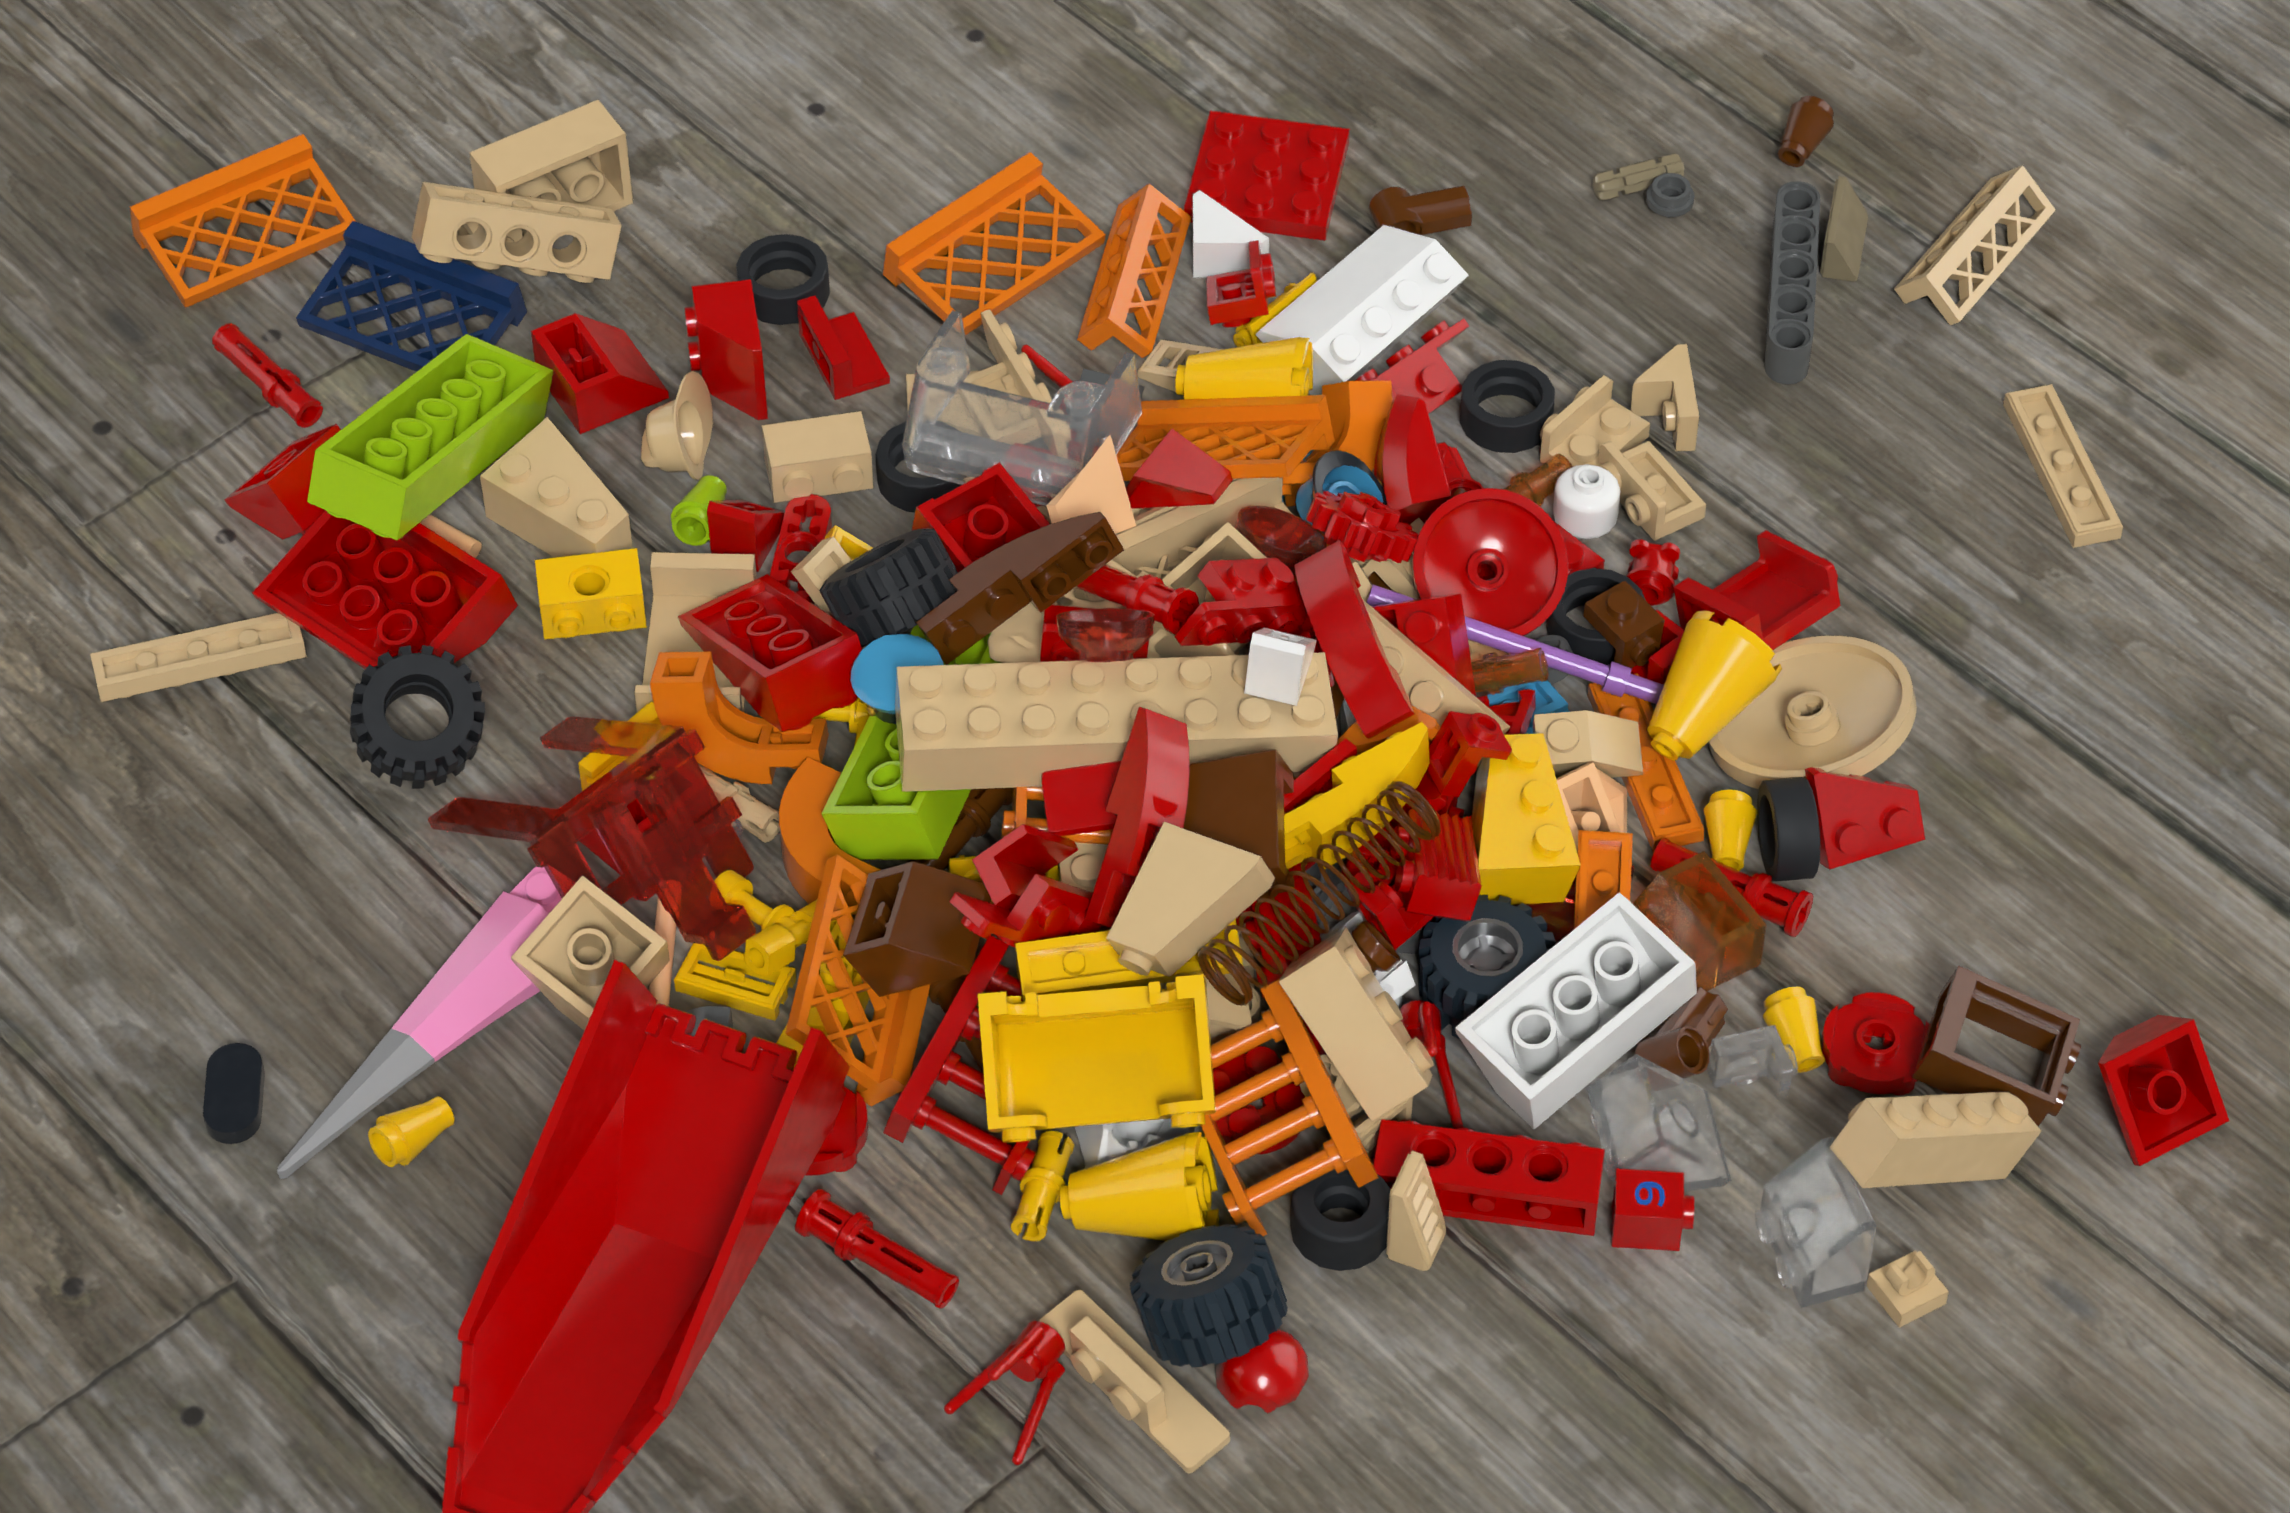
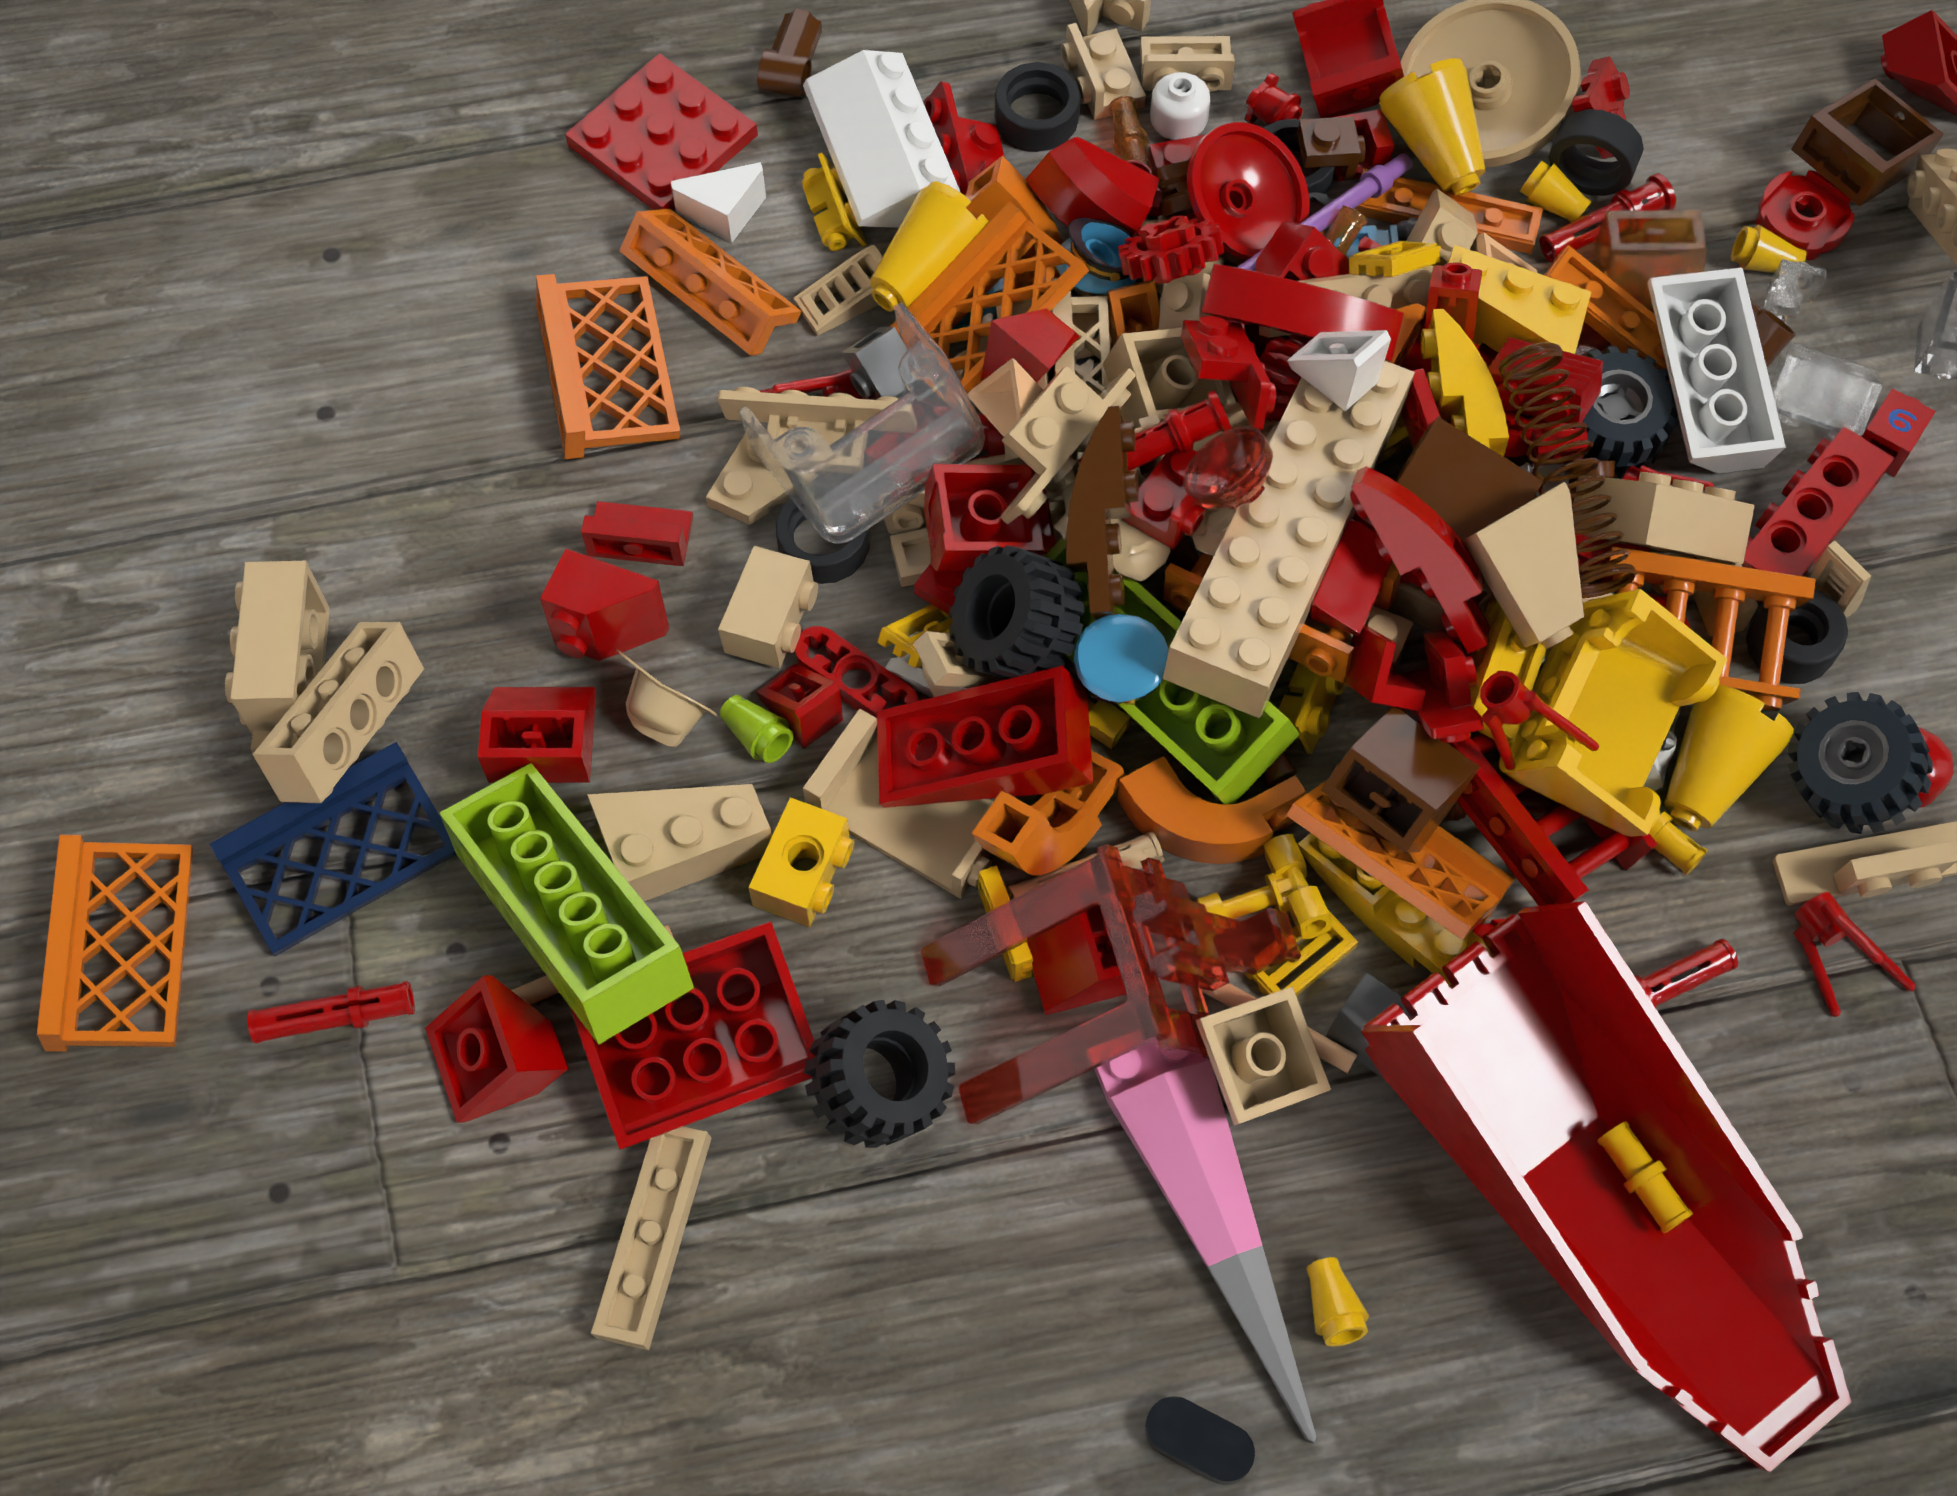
camera: 60 degrees left, 15 degrees up
(666, 1302) = (1645, 1177): none -> yellow pin
(781, 253) = (516, 503): black tyre -> none
(1016, 927) = (1513, 703): none -> red plant
(1070, 496) = (1054, 428): none -> tan bracket
(1244, 293) = (799, 209): red bracket -> none
(1279, 534) = (1130, 311): clear red piece -> none
(1485, 692) = (1395, 258): none -> yellow tile

